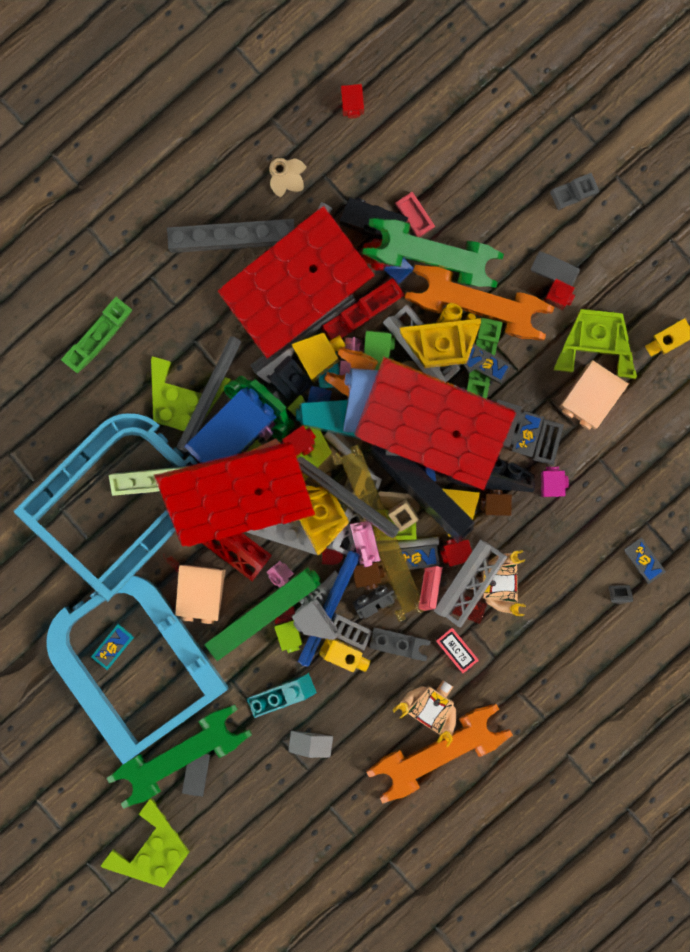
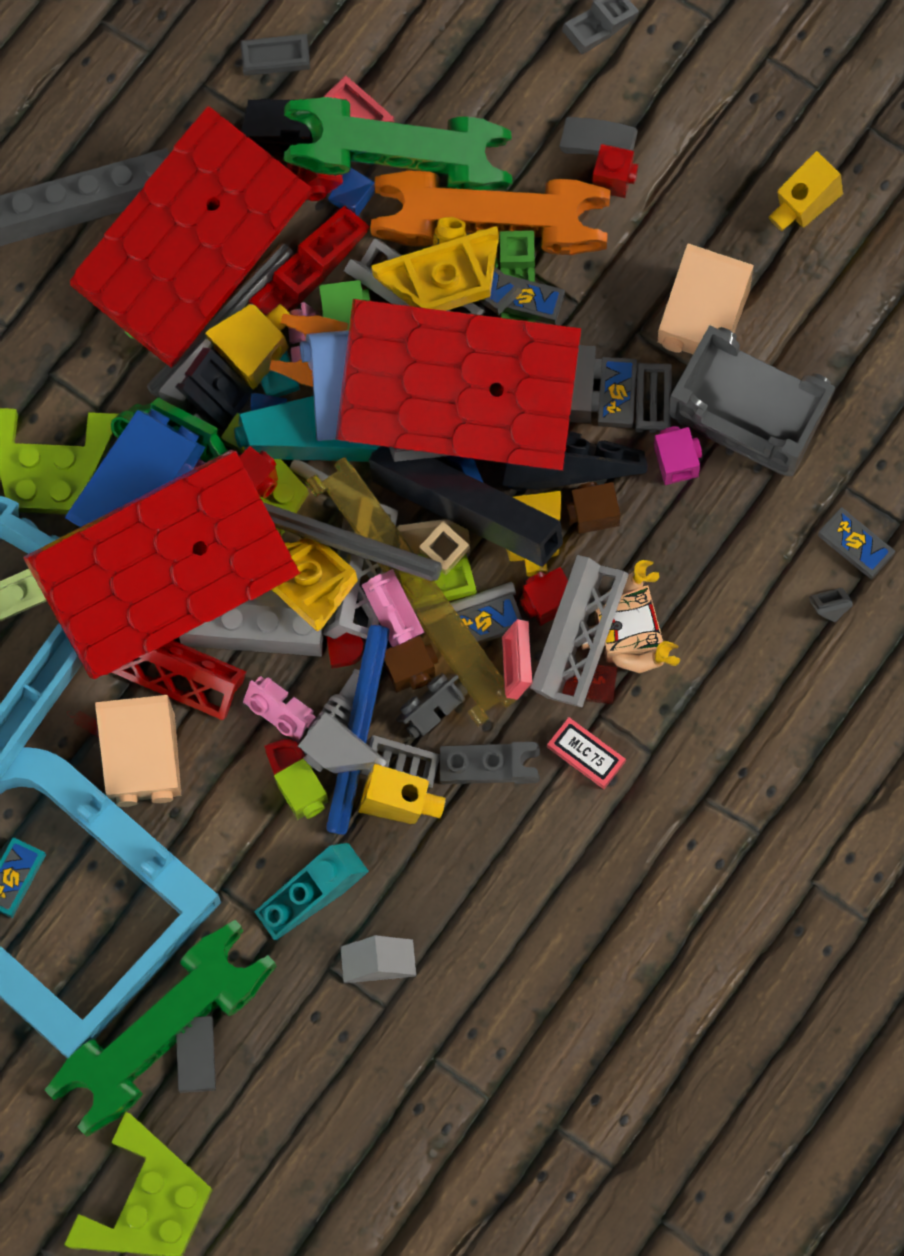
camera: 10 degrees left, 15 degrees down
(209, 392) = (90, 435): dark grey axle -> none
(263, 613) = (250, 757): green brick -> none
(288, 178) = (147, 99): tan plate -> none
(372, 166) = (275, 54): none -> dark grey tile
(407, 769) = (547, 963): orange piece -> none
(431, 709) = (565, 852): torso -> none
(598, 333) = (693, 214): lime wing -> none
(606, 465) = (749, 403): none -> dark grey windscreen

